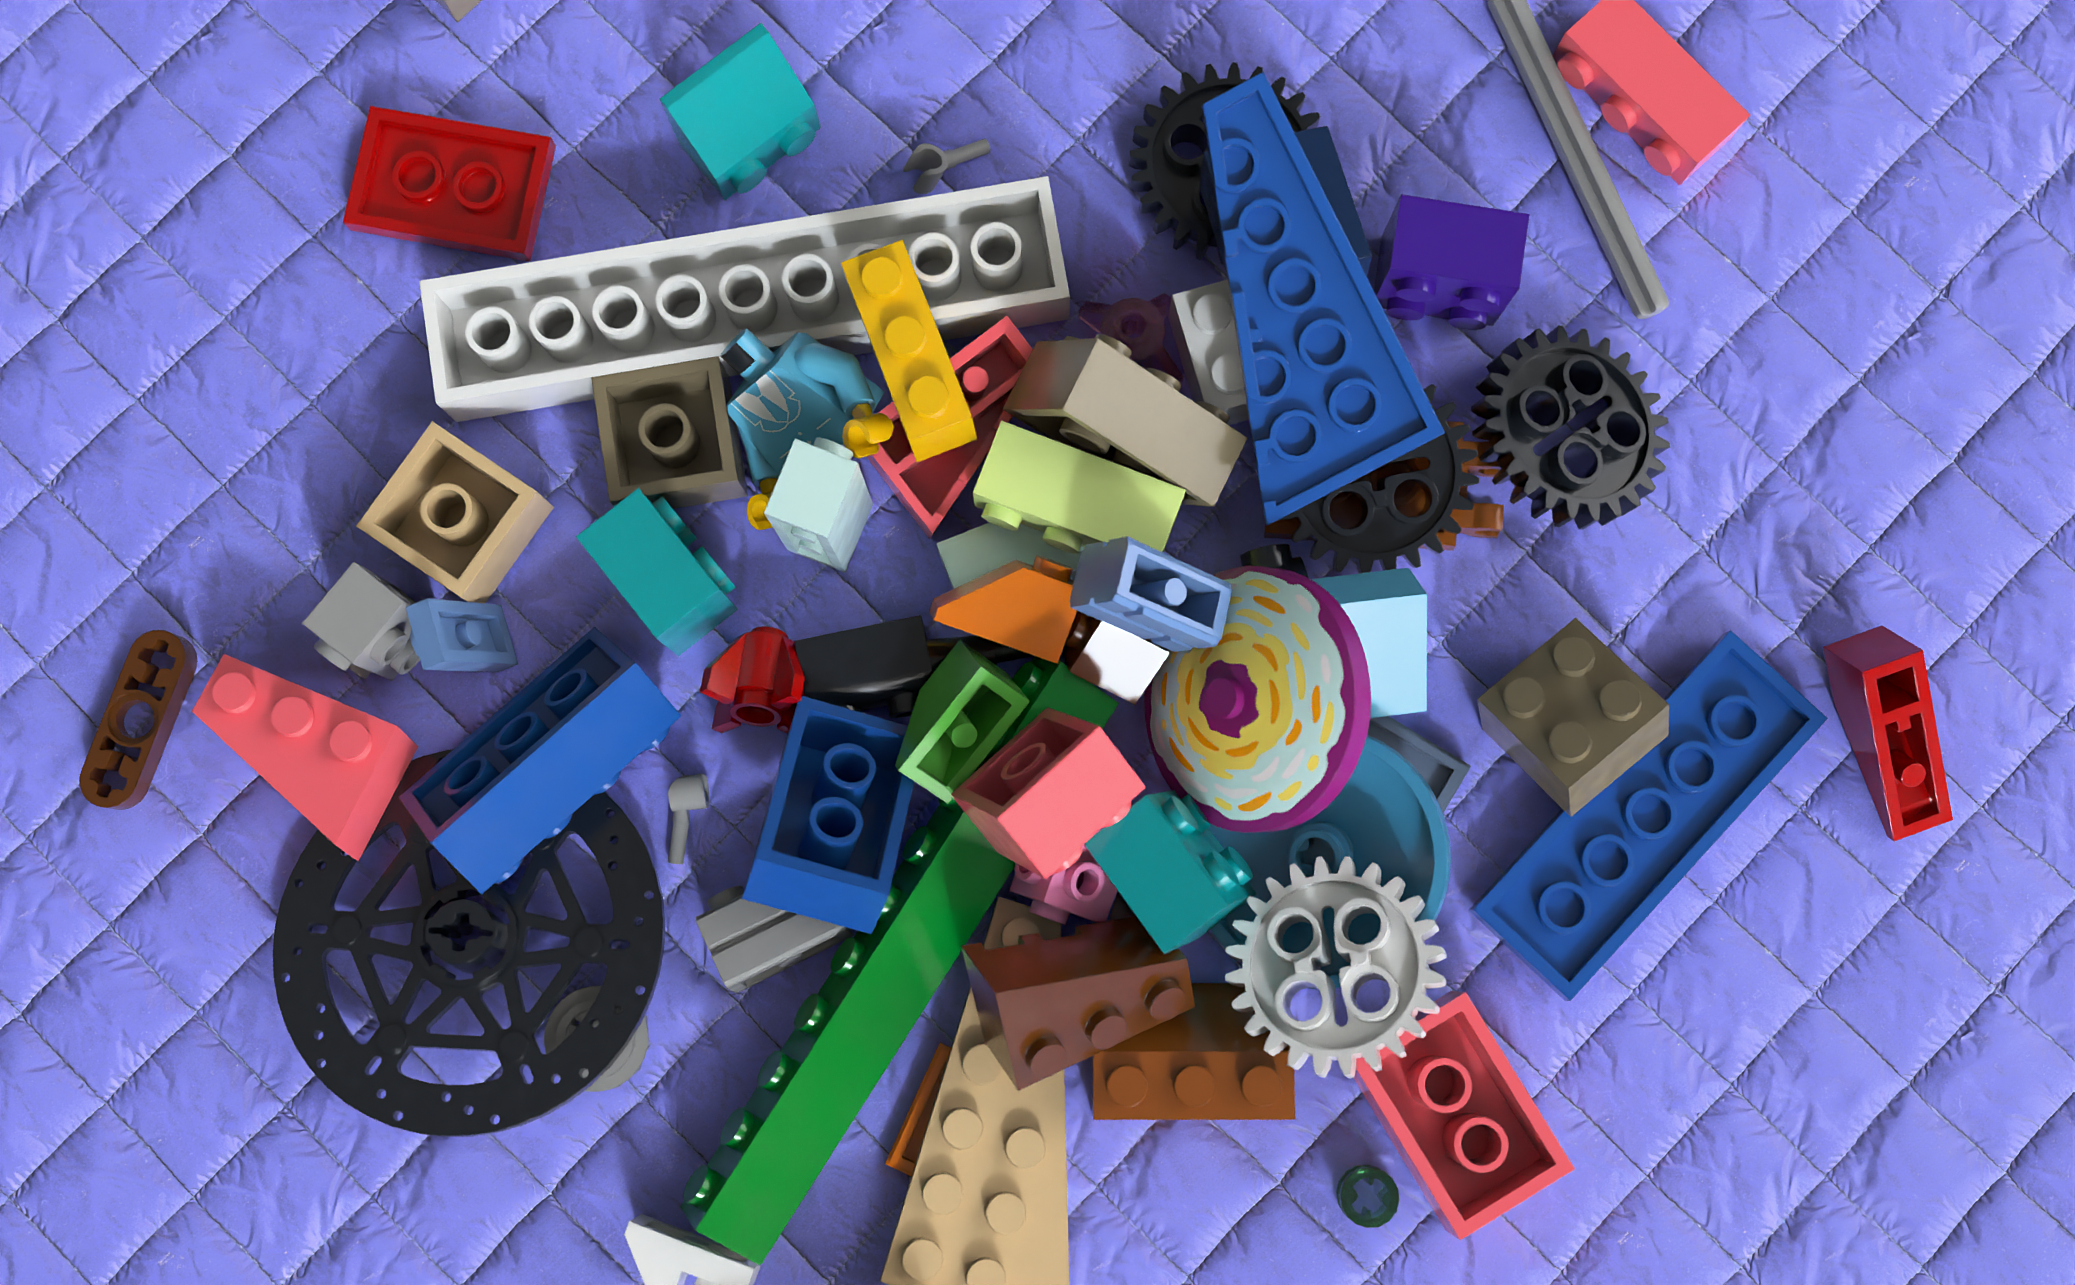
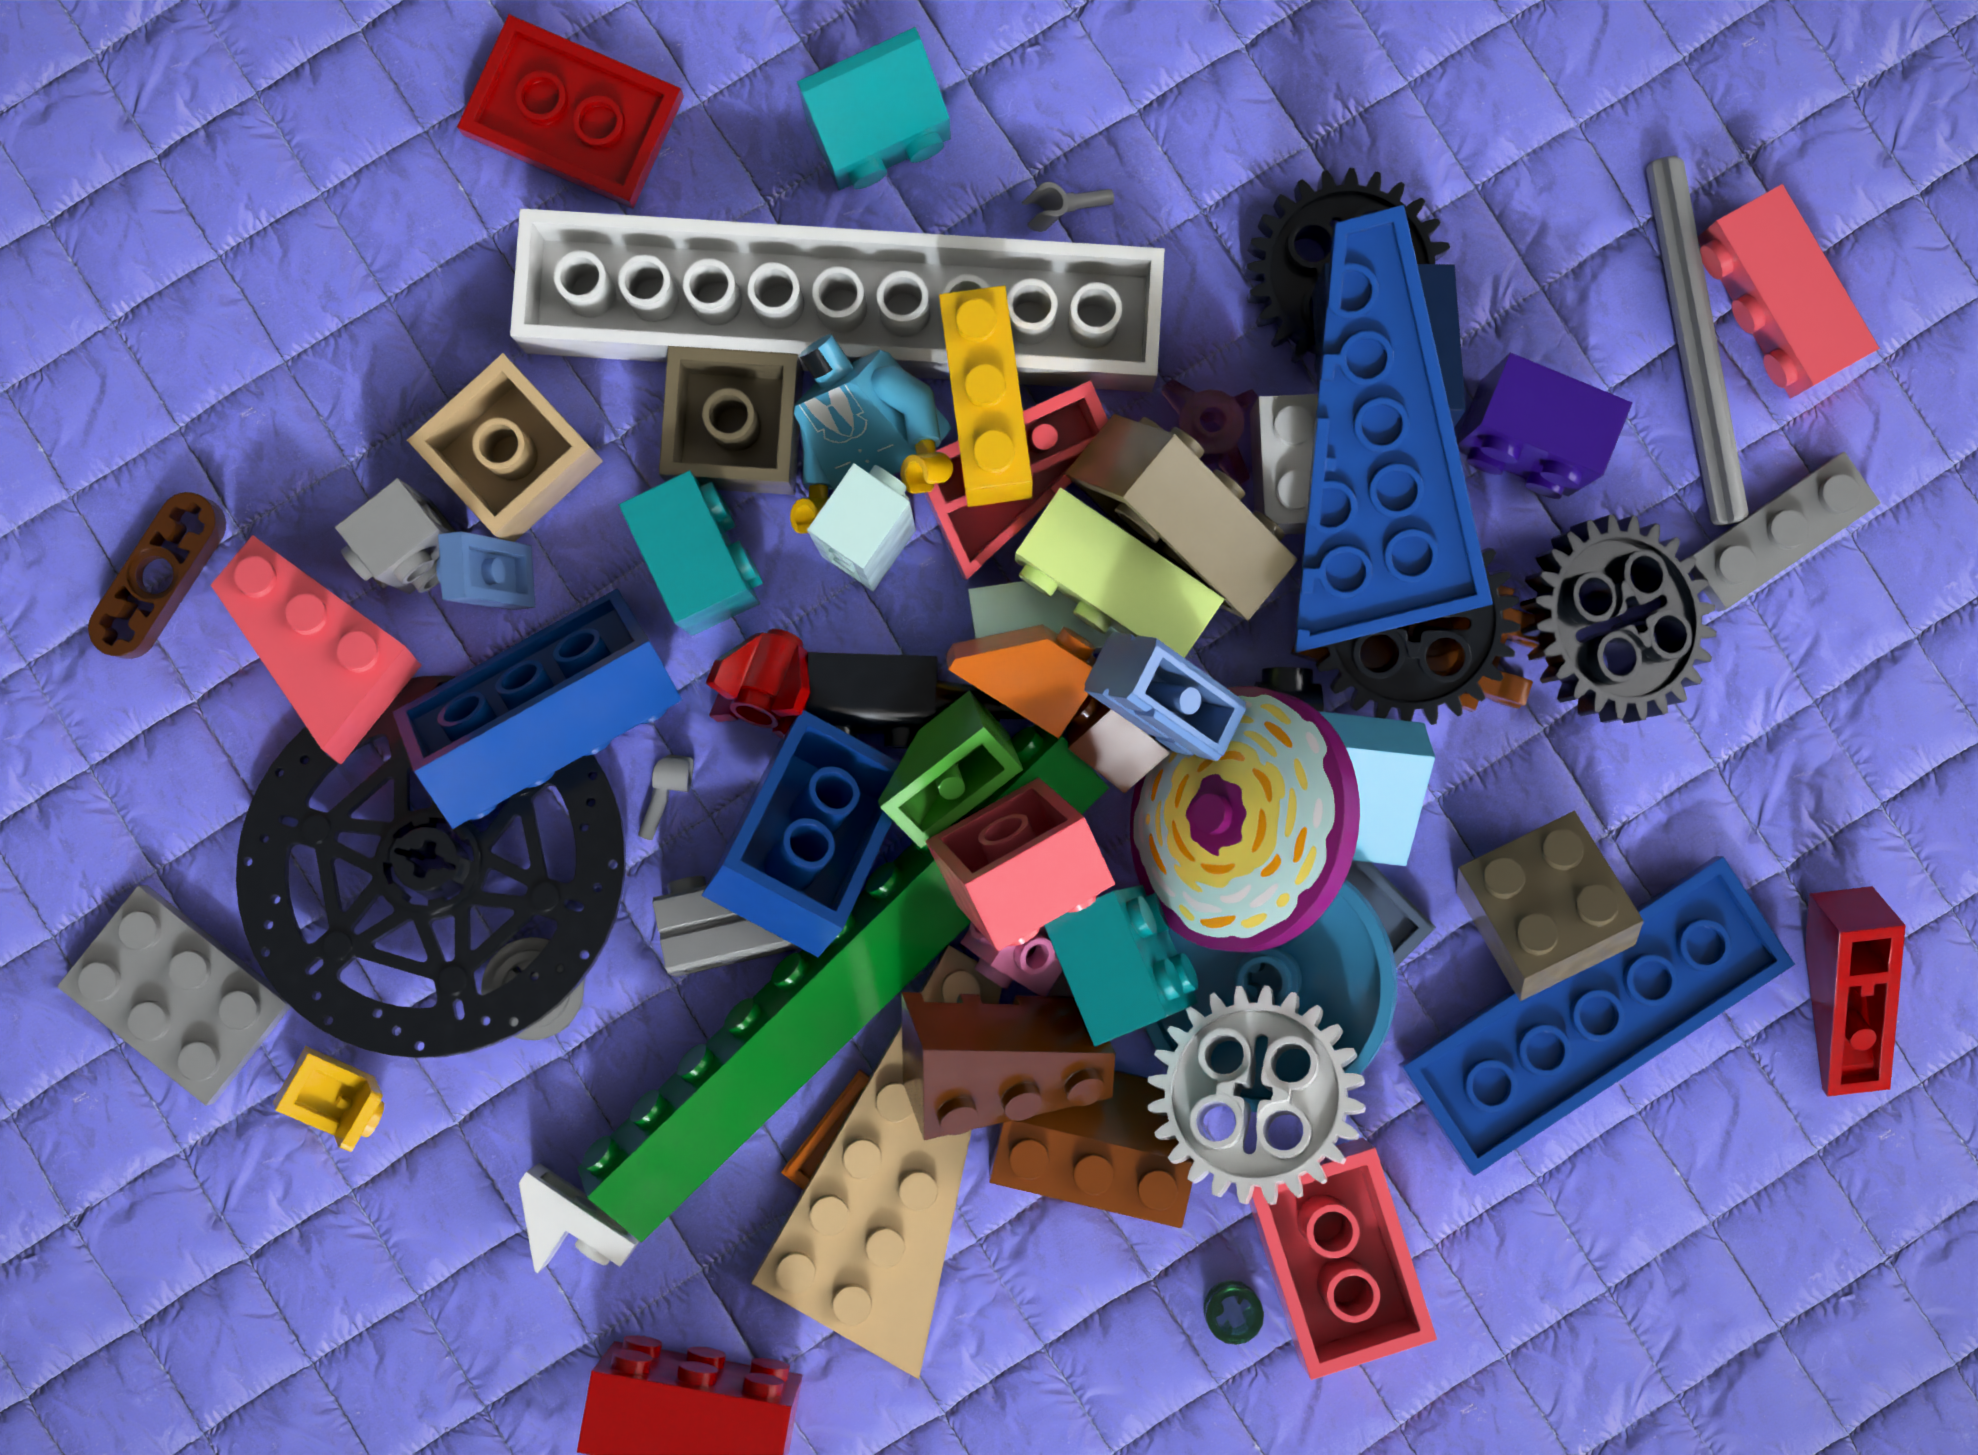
camera: 10 degrees right, 5 degrees up
(240, 1130) = (175, 994): none -> light grey plate
(418, 1195) = (331, 1097): none -> yellow bracket
(1705, 310) = (1783, 531): none -> light grey plate

